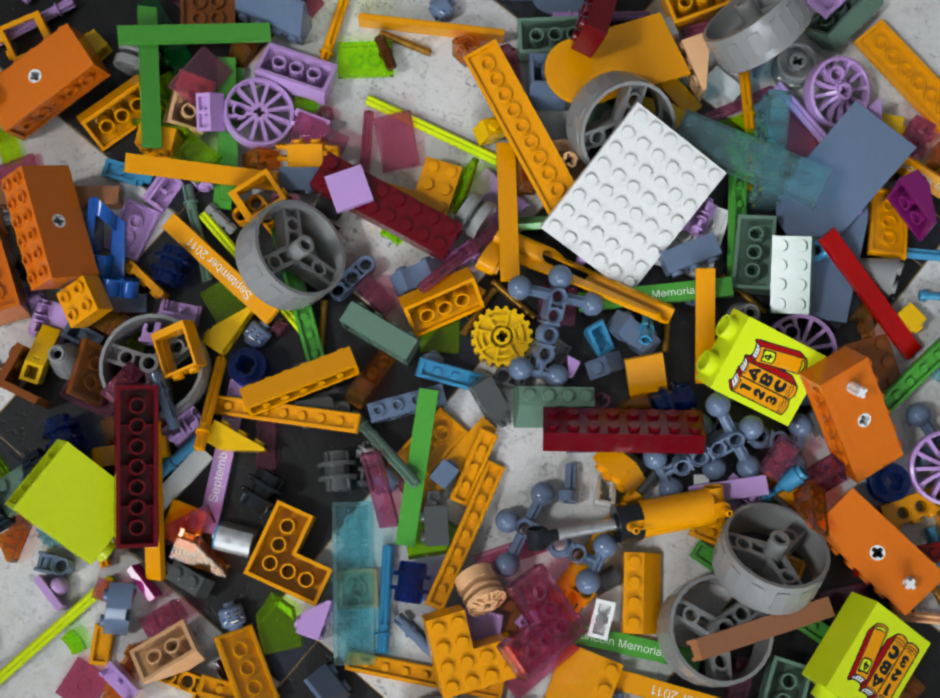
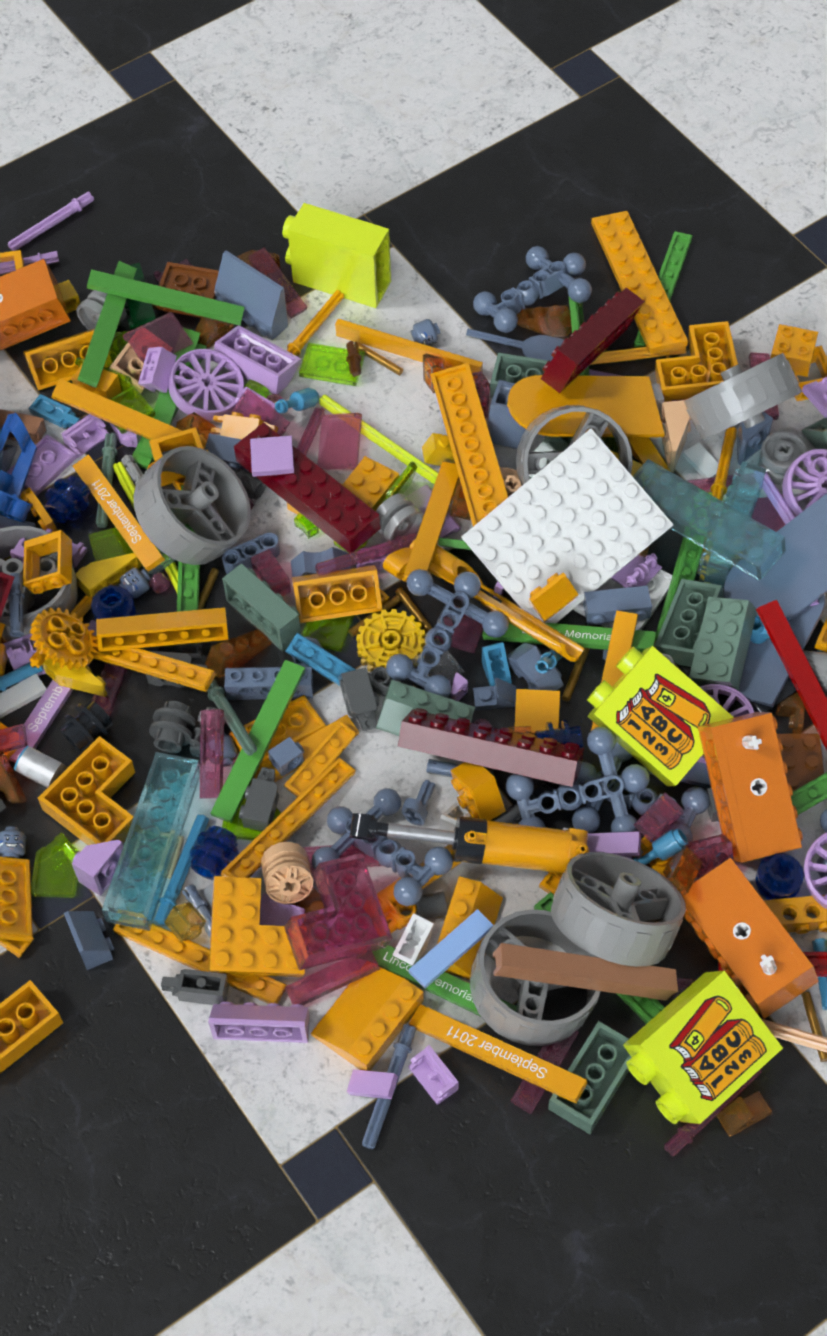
camera: 15 degrees right, 20 degrees down
(212, 402) = (63, 638): none -> light orange gear
(349, 110) = (298, 401): none -> dark azure piece
(405, 650) = (185, 922): none -> clear yellow brick
(635, 266) = (553, 596): none -> light orange slope
(638, 624) = (450, 949): none -> light blue tile

